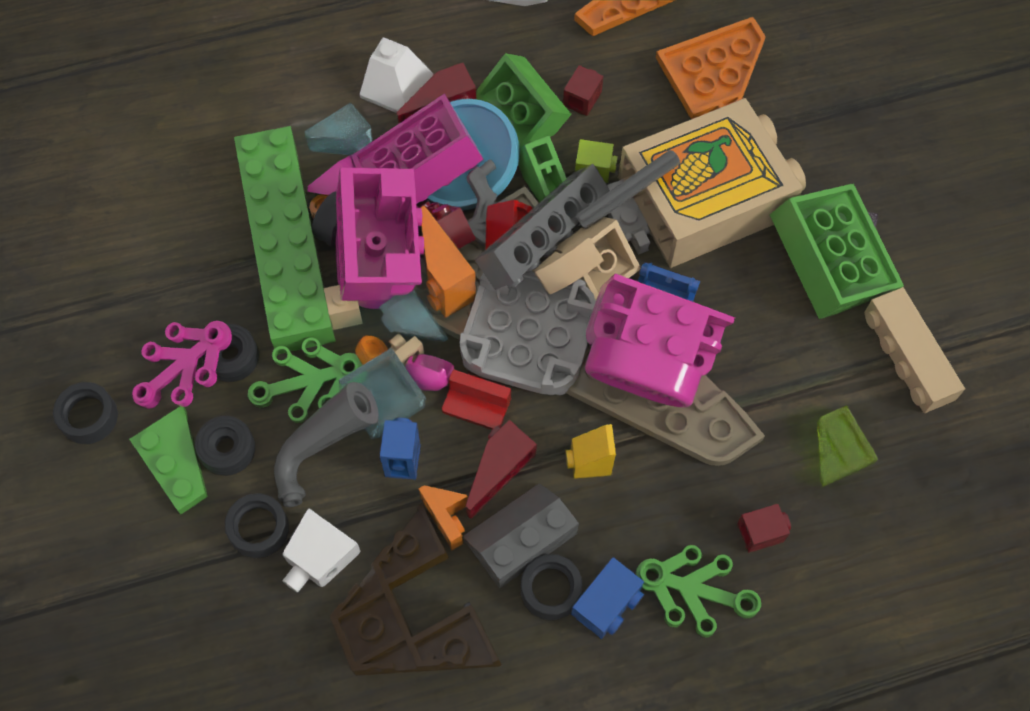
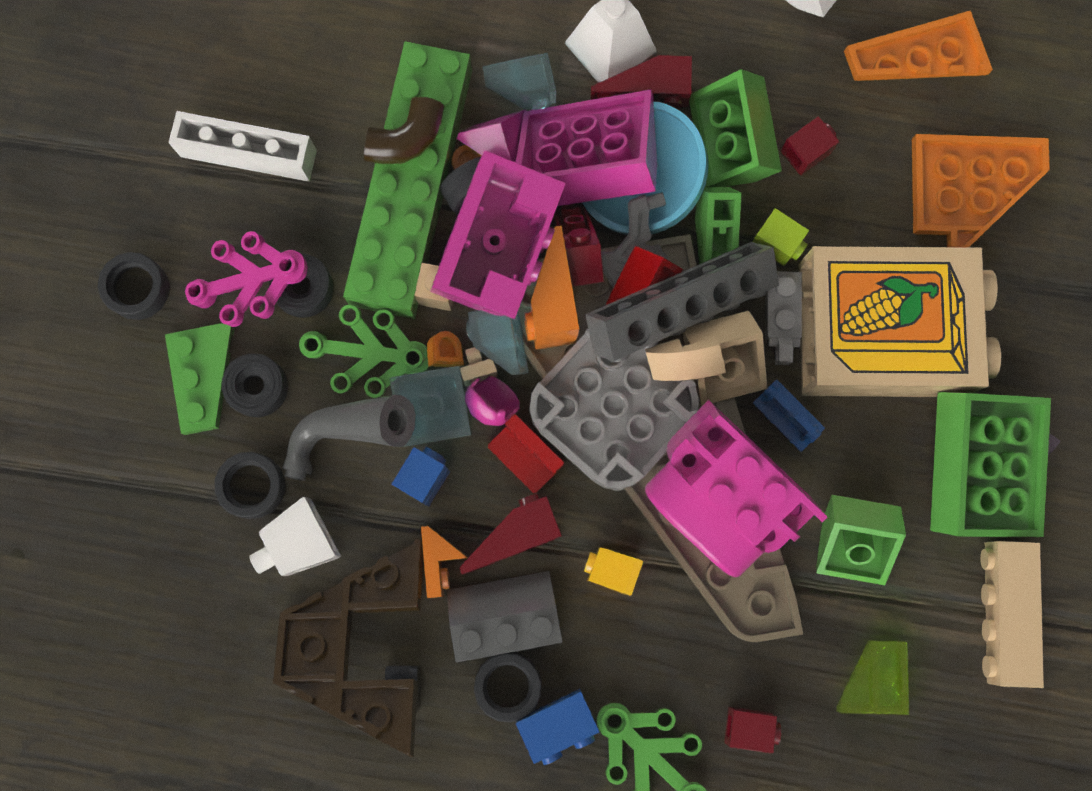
camera: 25 degrees right, 15 degrees up
(134, 266) = (243, 146): none -> white brick
(272, 199) = (410, 139): none -> dark brown cylinder
(628, 189) = (794, 301): dark grey axle -> none
(770, 348) = (860, 539): none -> bright green slope

